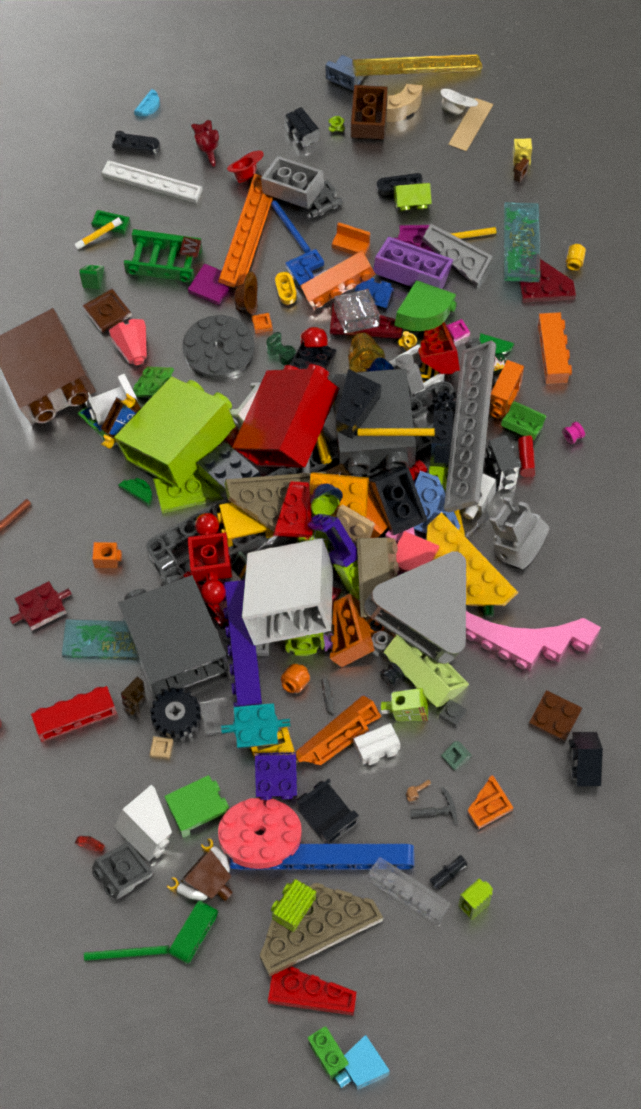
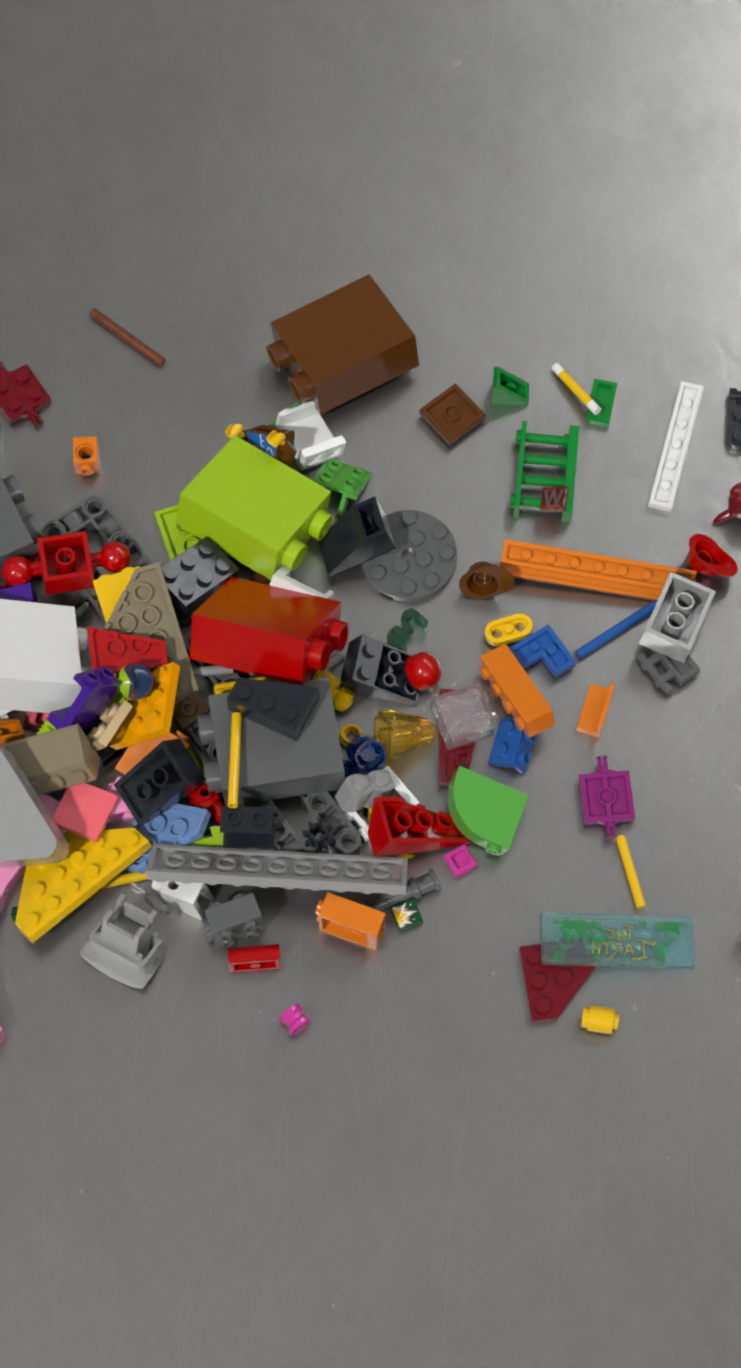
camera: 85 degrees right, 5 degrees up
(130, 340) = (398, 446): coral cone -> none
(138, 489) = (185, 476): green tile -> none
(206, 366) = (357, 537): none -> black slope
(207, 285) = (506, 526): magenta tile -> none
(262, 323) = (451, 606): orange tile -> none
(386, 184) = (706, 769): black plate -> none
(411, 263) = (557, 790): medium lavender slope -> none
(411, 339) = (426, 797): yellow plate -> none
(412, 196) = (681, 784): lime brick -> none
(466, 258) = (582, 858): light grey wing -> none
(501, 345) = (437, 910): green tile -> none
(523, 420) = (308, 950): bright green bracket -> none
(553, 348) = (435, 989): orange brick -> none

